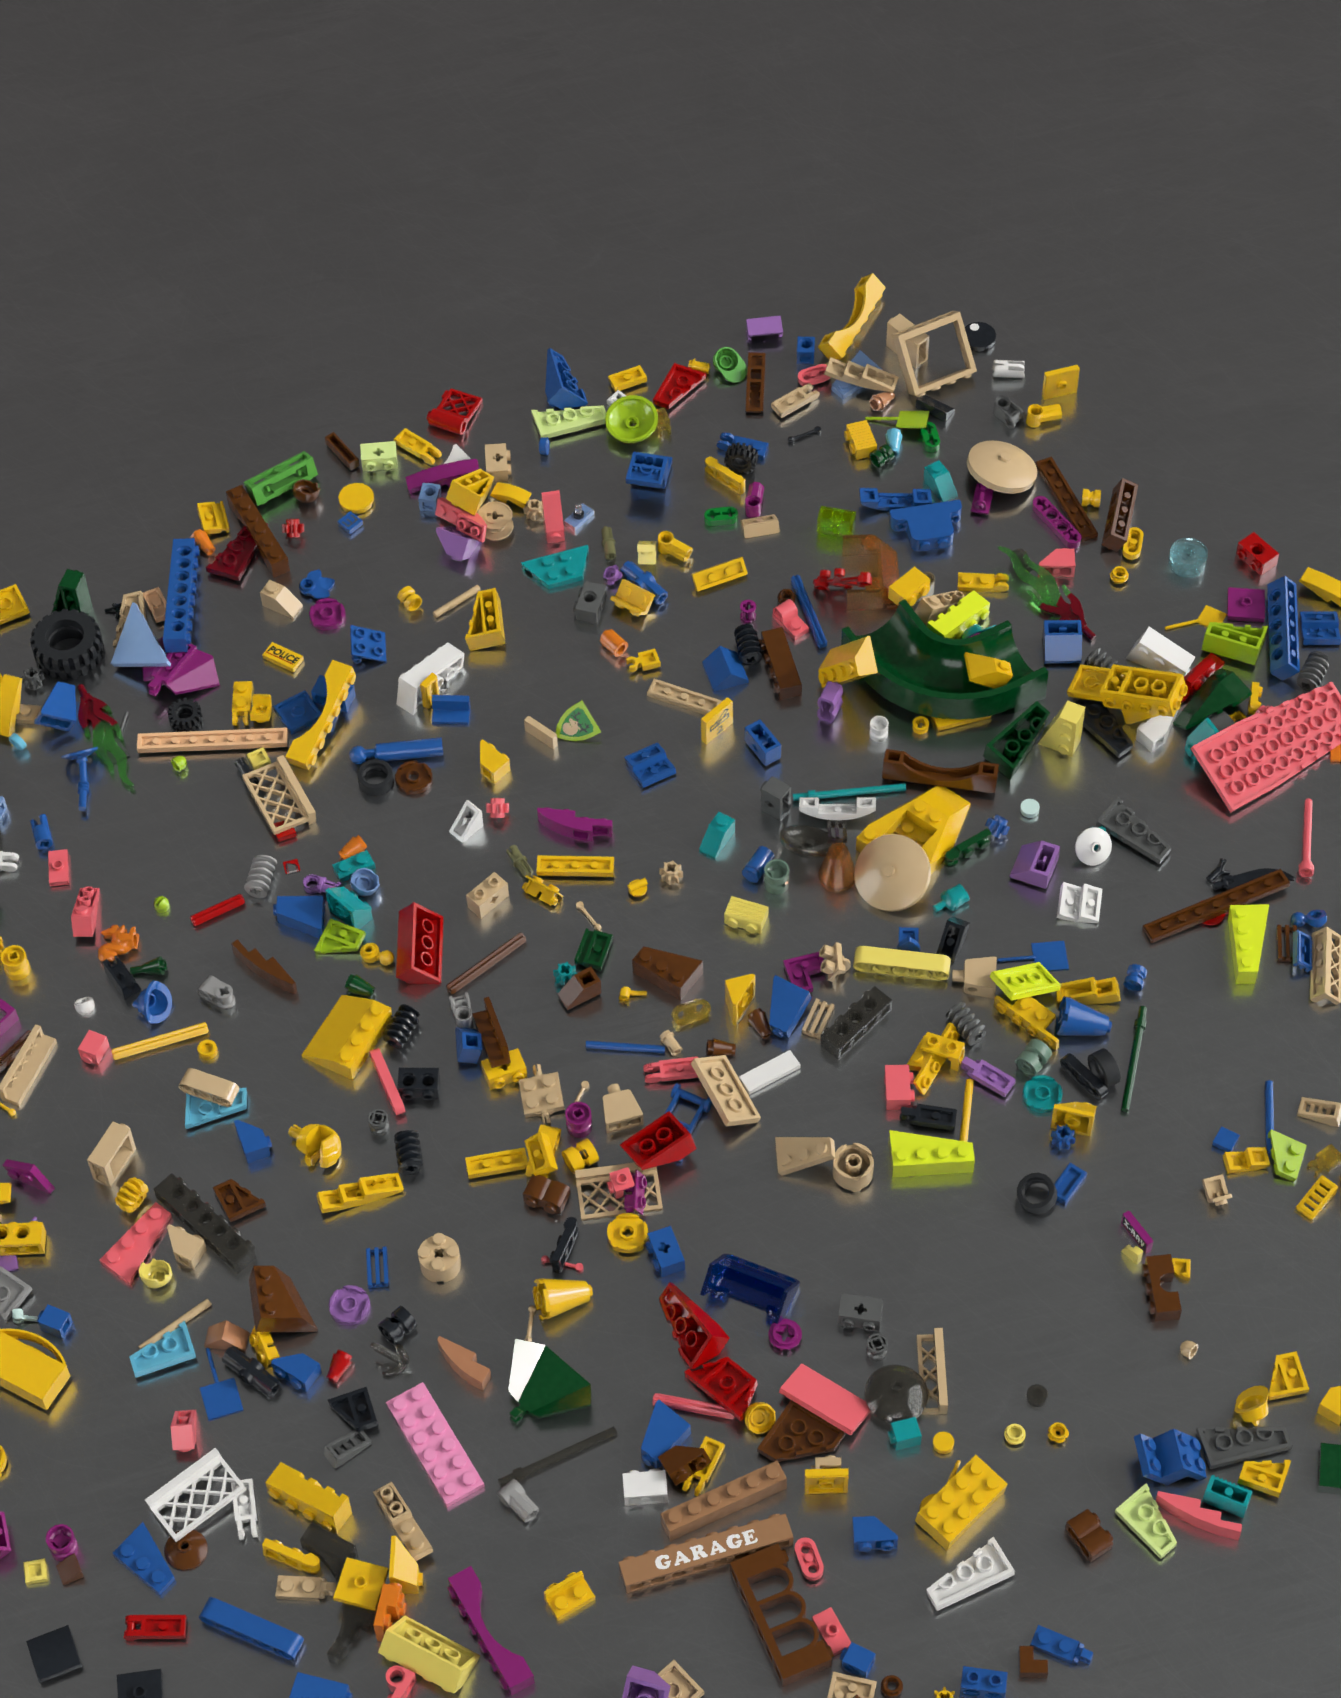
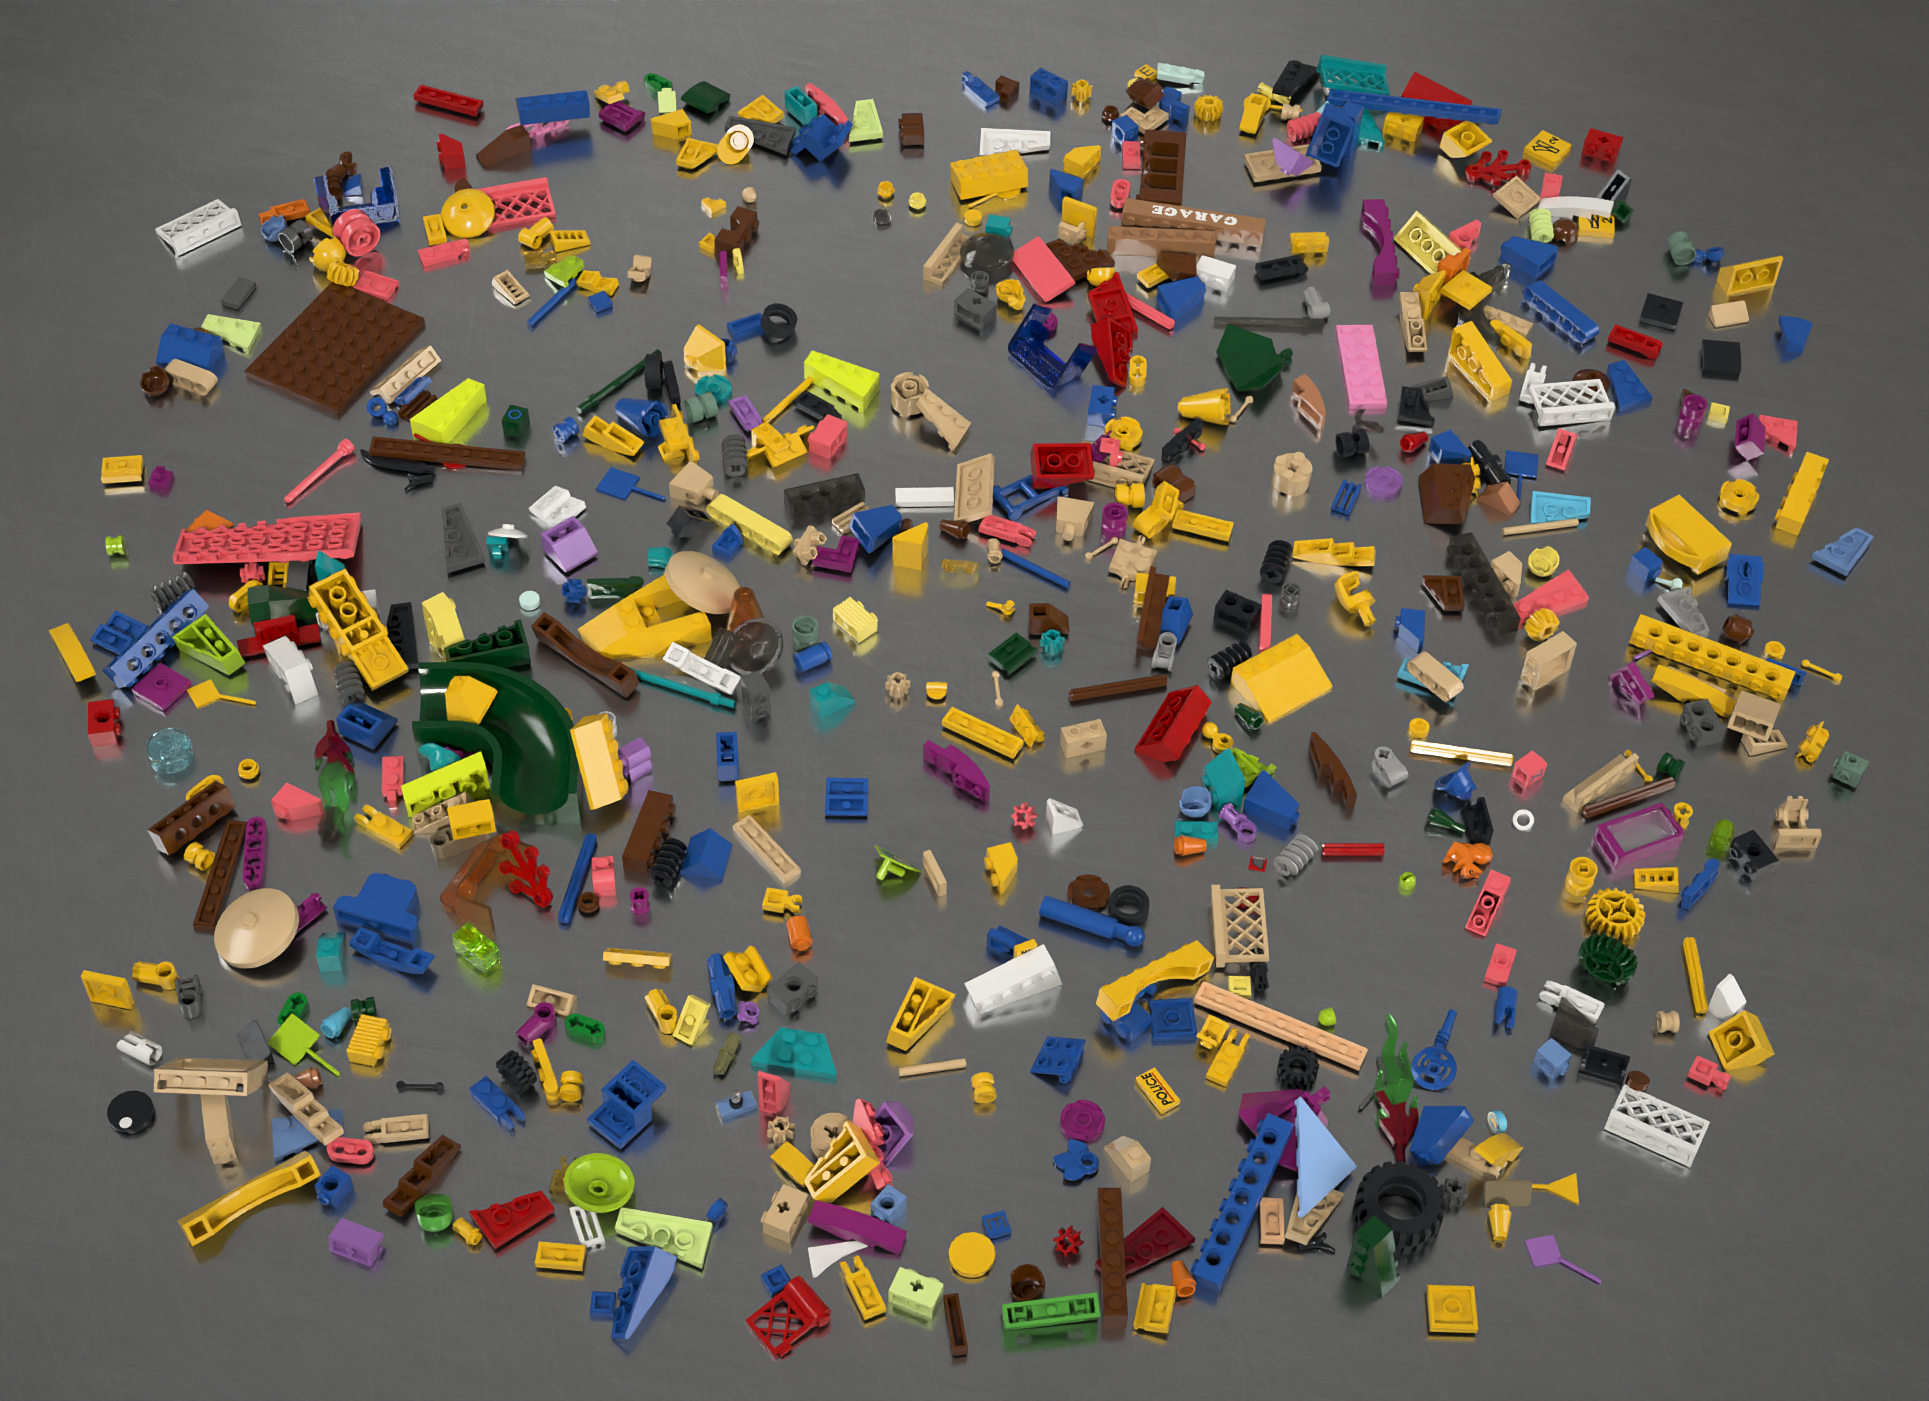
camera: 155 degrees left, 5 degrees down
(477, 429) = (775, 1280): none -> blue tile
(520, 861) = (1032, 760): olive axle -> none
(580, 1538) = (1281, 267): none -> black plate
(581, 369) = (603, 1304): none -> blue tile
(652, 1322) = (1141, 371): none -> yellow beam
(667, 970) = (959, 601): reddish brown wedge -> none
(699, 472) = (570, 1088): none -> yellow wheel
(837, 1348) = (1011, 293): none -> yellow hair
(878, 1584) = (1082, 160): none -> yellow slope
(1002, 612) = (392, 778): none -> coral hinge
(1025, 981) = (661, 454): neon yellow tile -> none
(1186, 964) = (515, 421): none -> dark green brick
(1217, 1321) = (713, 205): none -> yellow tile

